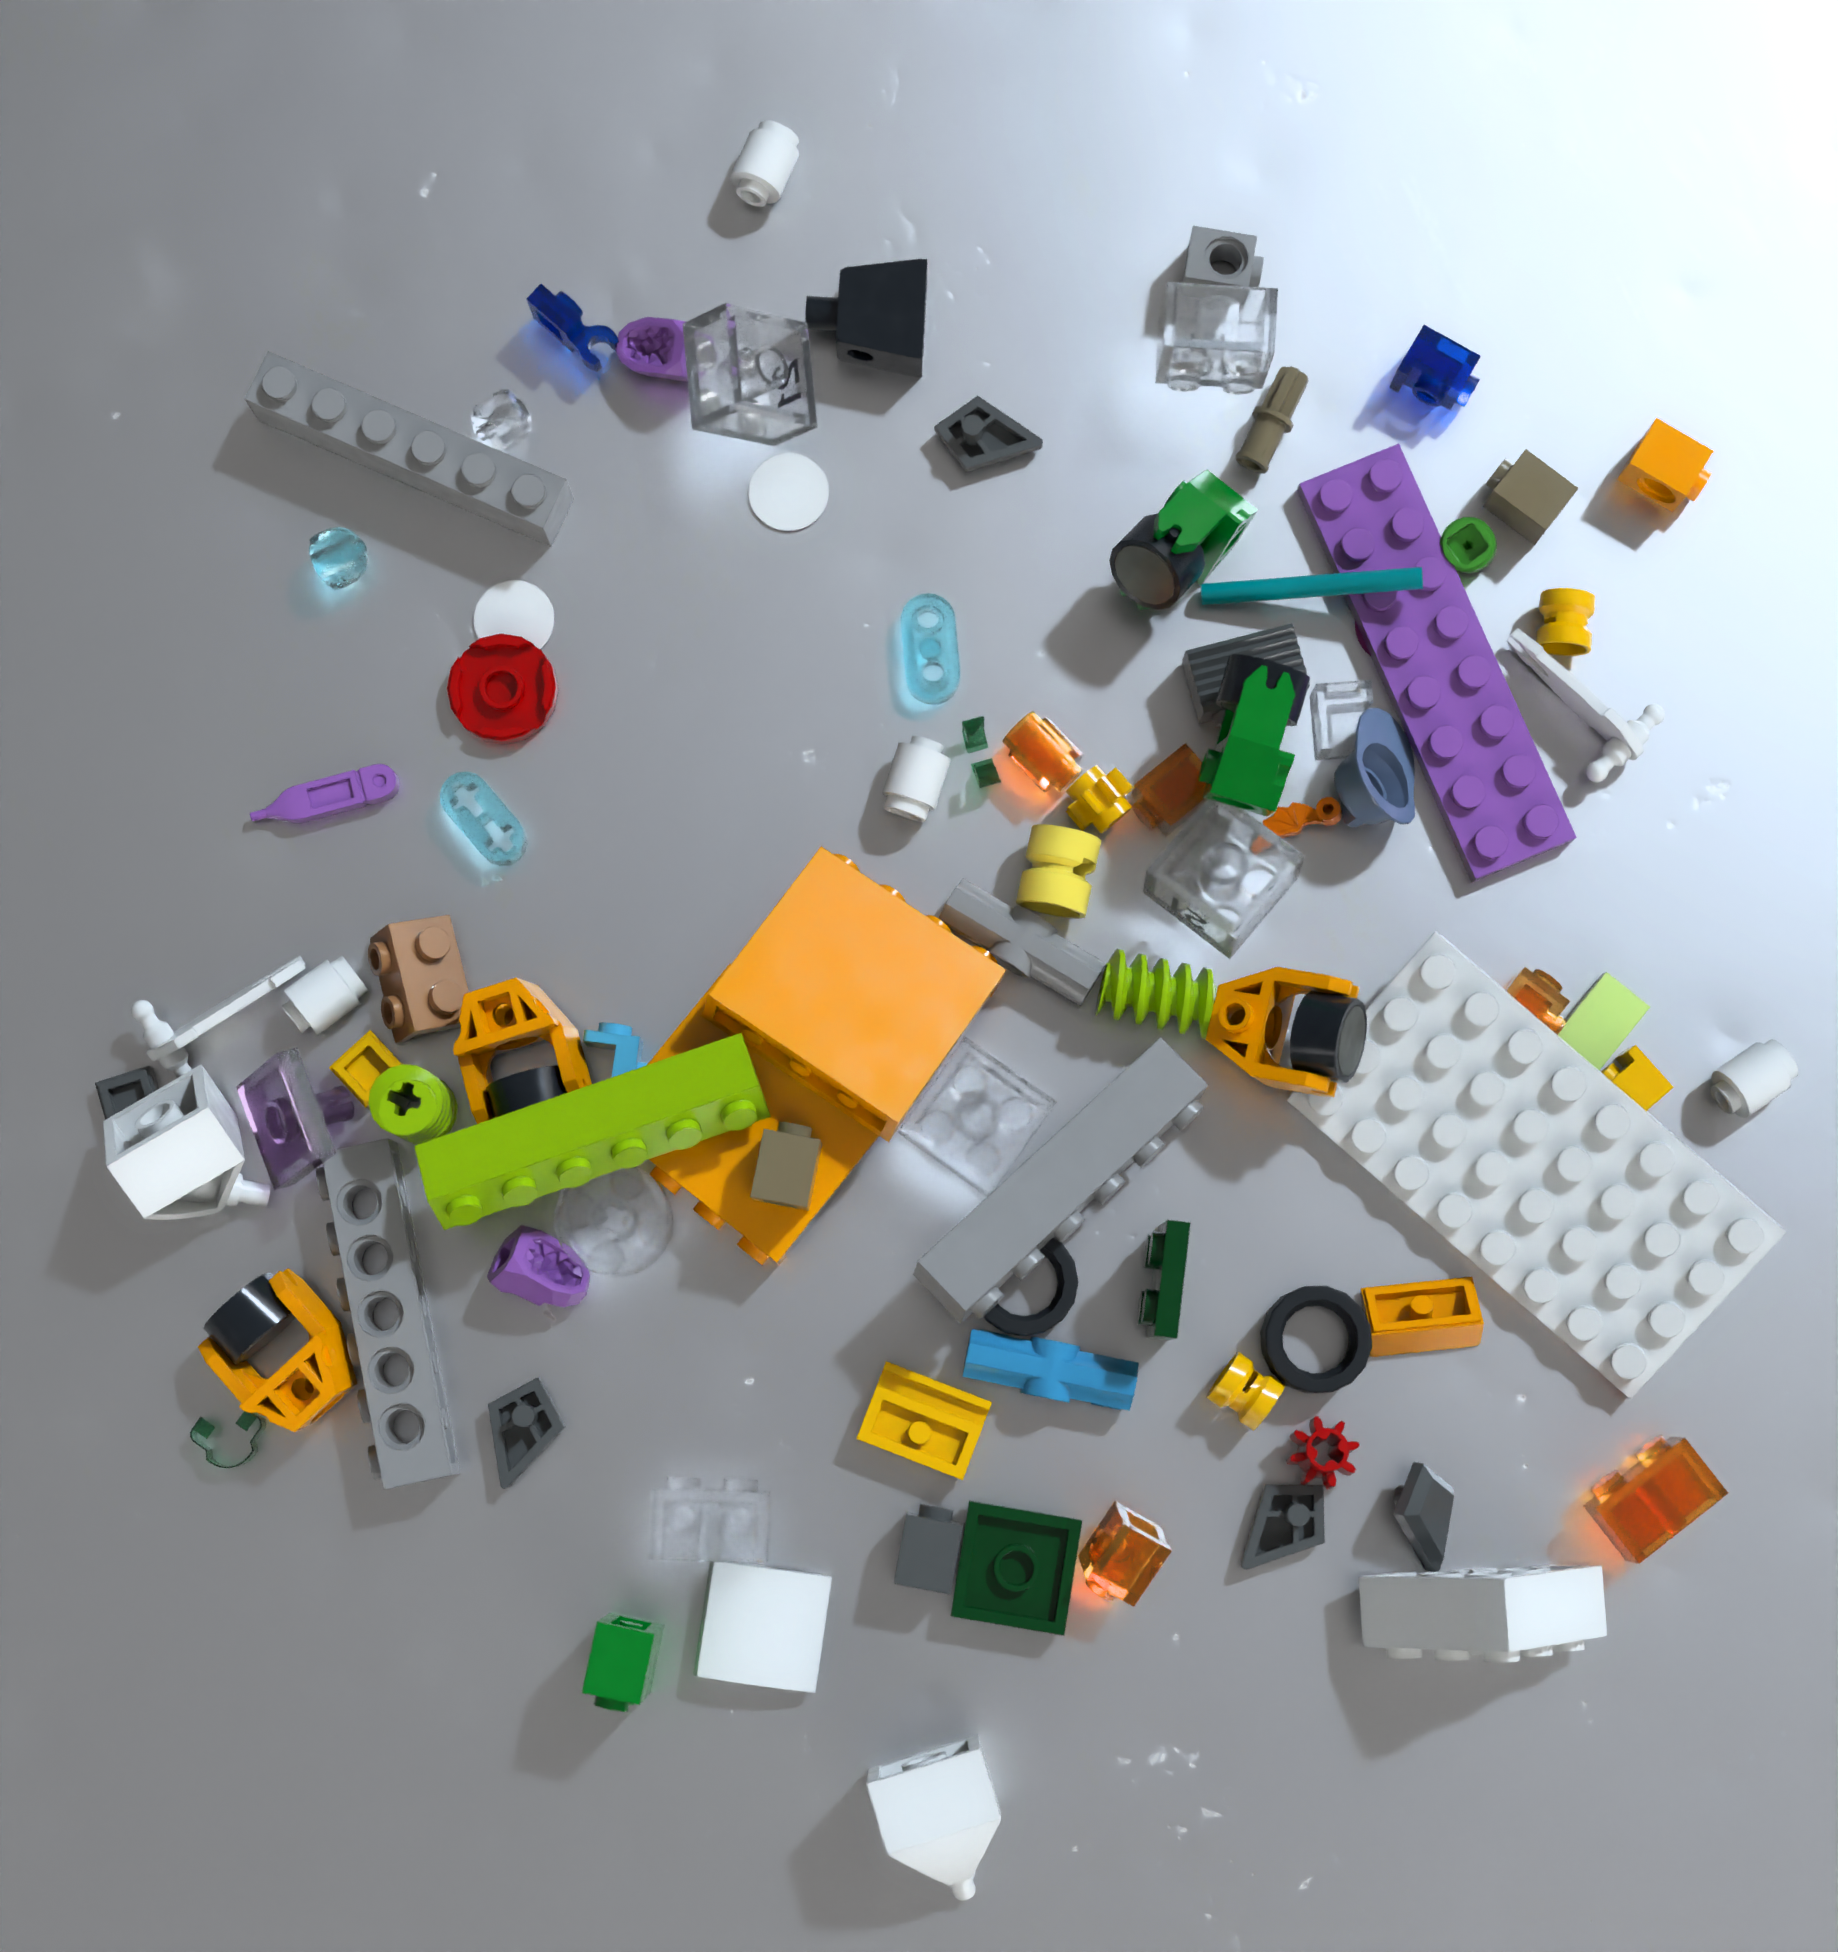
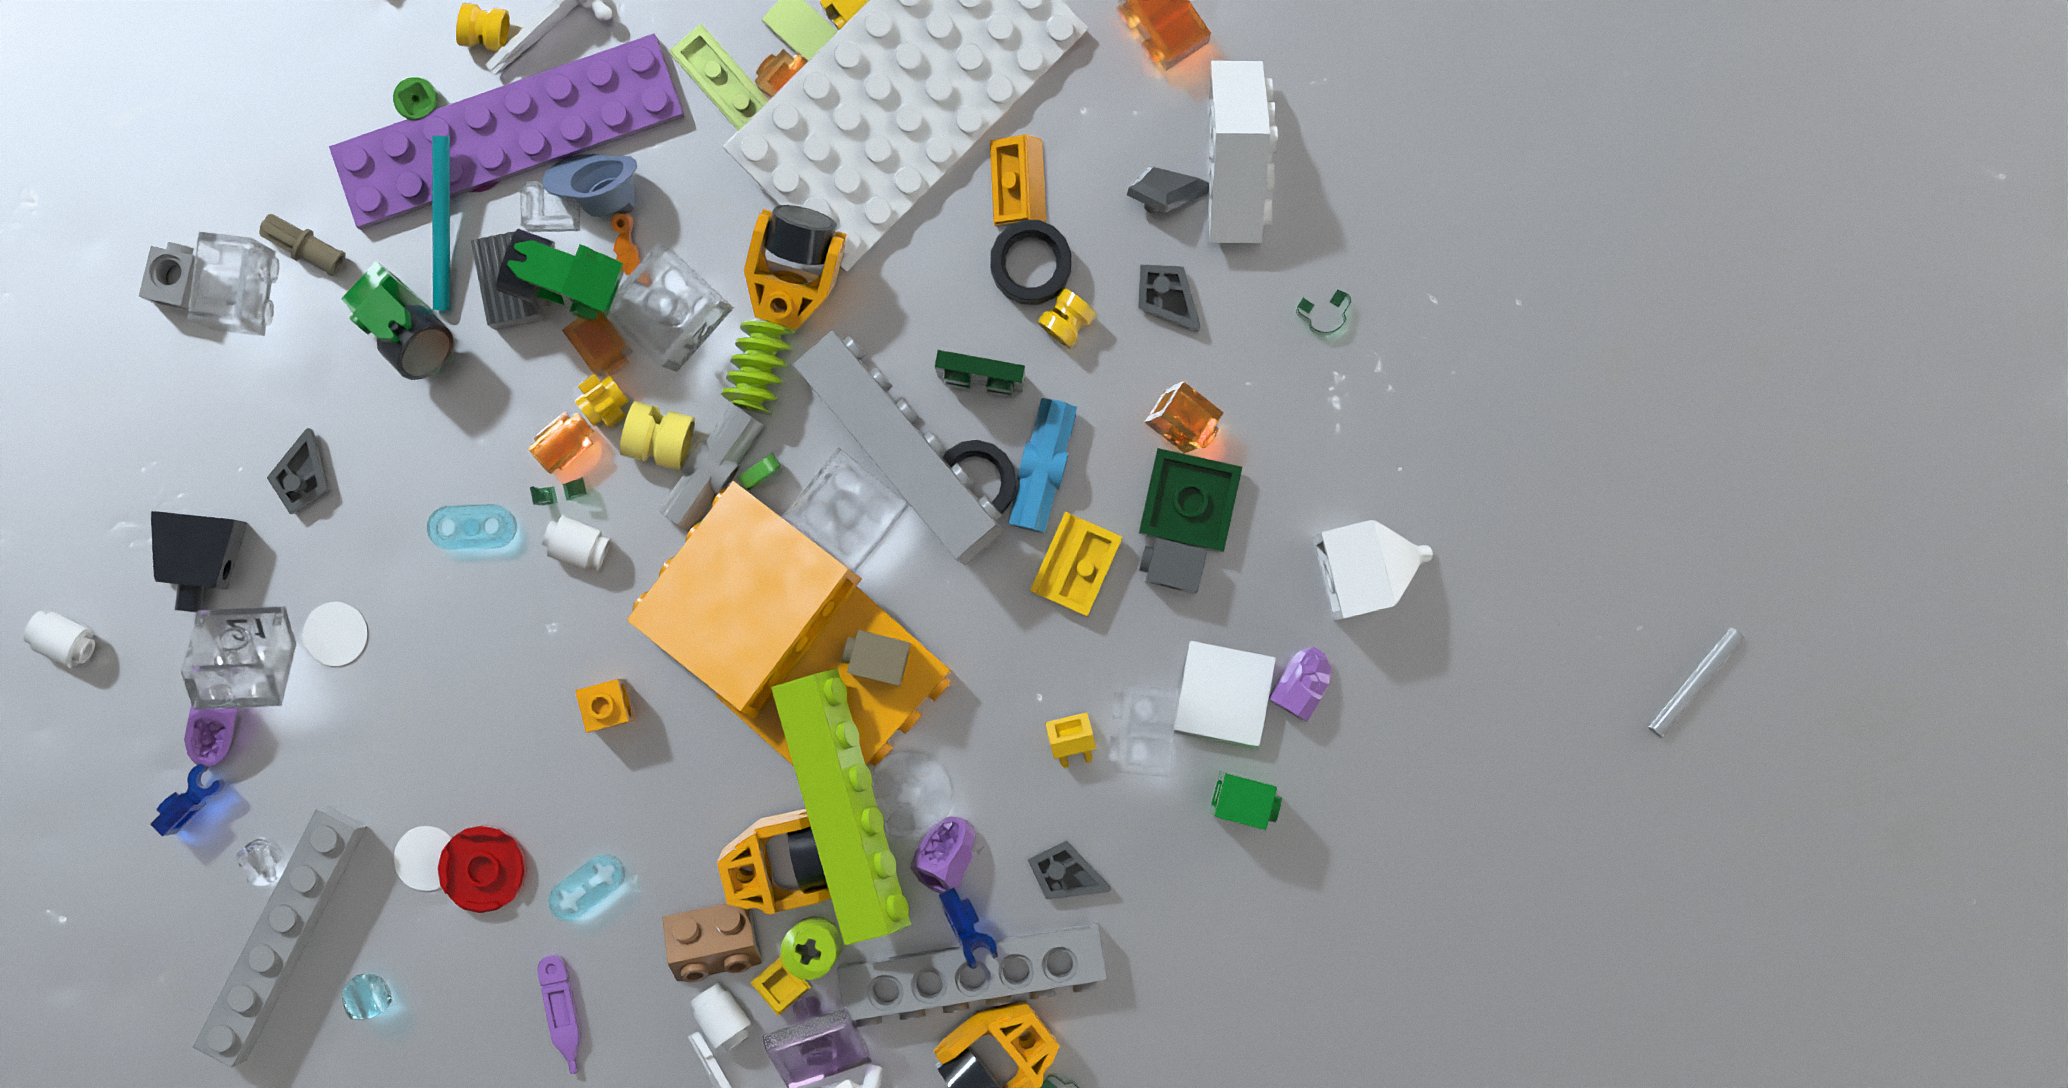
camera: 85 degrees left, 5 degrees up
(456, 1295) = (962, 918): none -> clear blue plate
(618, 1038) = (768, 786): medium azure bracket -> none
(698, 1425) = (1070, 737): none -> yellow tile
(712, 827) = (605, 705): none -> light orange brick
(782, 1731) = (1302, 683): none -> medium lavender rock
(1020, 1003) = (759, 472): none -> bright green tile
(1294, 1751) = (1336, 300): none -> clear green piece
(1338, 1452) = (1116, 274): red gear -> none
(1437, 370) = (271, 110): clear blue brick -> none
(1527, 922) = (718, 76): none -> yellowish green tile
(1528, 495) = (378, 47): dark tan brick -> none

